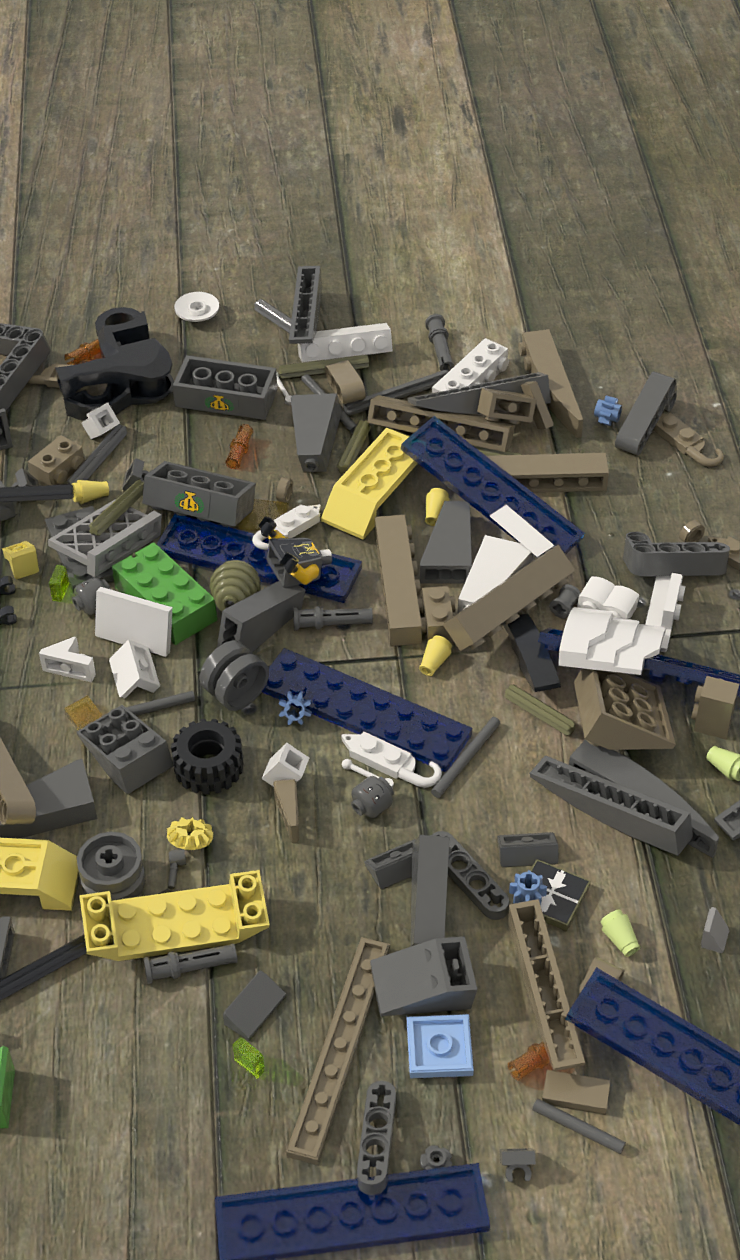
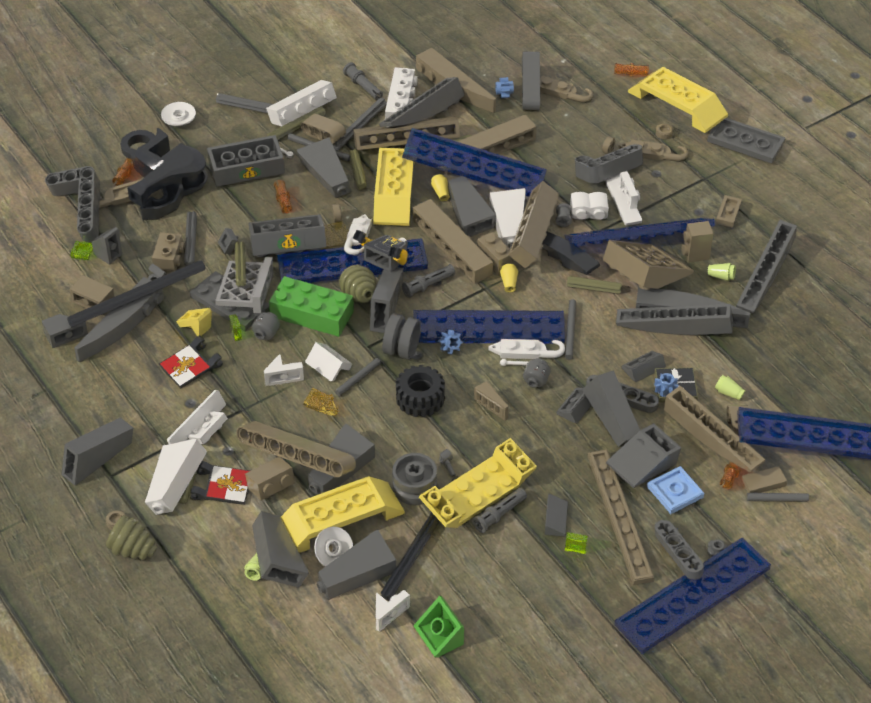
camera: 30 degrees left, 0 degrees up
(89, 490) = (208, 259): light yellow cone -> none
(100, 421) = (177, 214): white brick -> none
(126, 748) = (364, 407): dark grey slope -> none
(133, 618) = (305, 329): white tile -> none
(200, 837) = (443, 439): light yellow gear -> none
(285, 765) = (473, 375): white brick -> none
(306, 305) = (260, 86): dark grey slope -> none
(506, 405) = (445, 106): dark tan brick -> none
(517, 1158) = (759, 527): dark grey tile -> none
(521, 530) = (510, 181): white sticker -> none
(541, 414) = (461, 99): dark tan tile -> none
(607, 643) = (615, 226): white slope -> none
(715, 932) = (777, 366): light grey slope -> none

